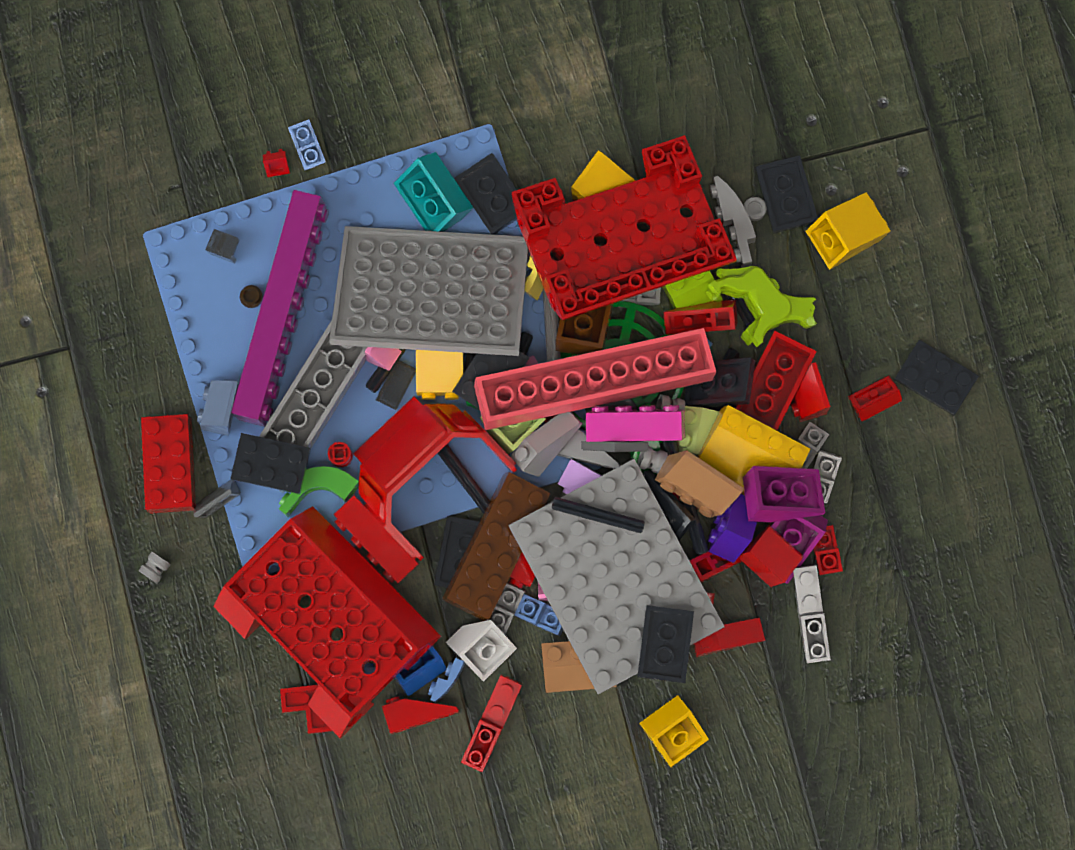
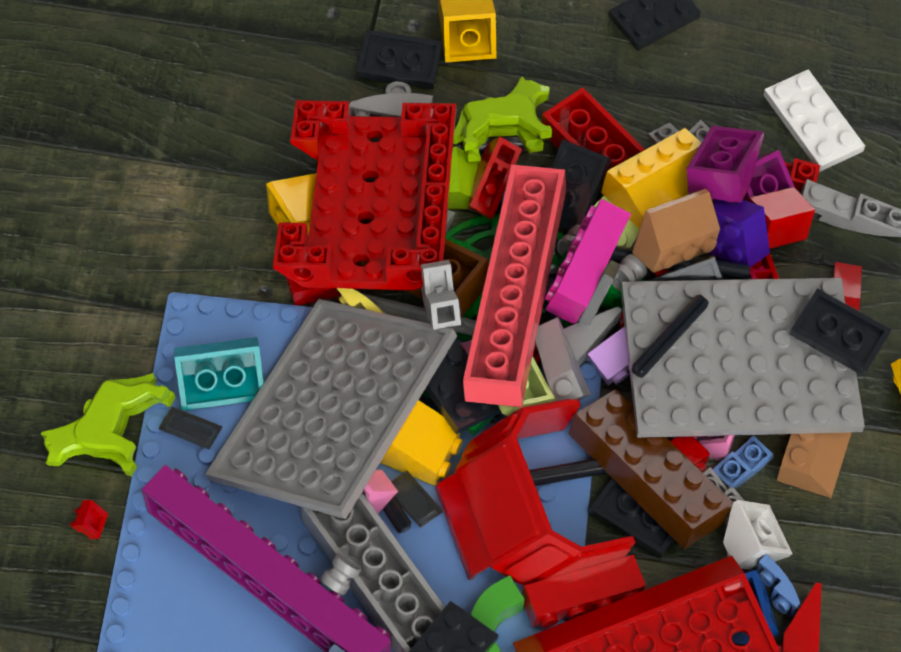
camera: 75 degrees left, 20 degrees down
(222, 245) = (157, 610): clear smoke panel -> none
(251, 296) = (231, 609): dark brown plate -> none
(294, 361) = (341, 573): none -> light grey wheel
(306, 144) = (85, 483): medium blue slope -> none
(340, 458) = (467, 594): red wheel -> none
(356, 133) = (104, 422): none -> lime animal
(379, 196) = (190, 428): none -> clear smoke tile
(489, 193) = (252, 313): black plate -> none
(492, 723) = (847, 563): red slope -> none
(540, 329) = (438, 295): none -> light grey brick
(811, 396) = (627, 107): red slope -> none
(875, 398) = (649, 71): red slope -> none
(891, 549) = (813, 120): none -> white plate

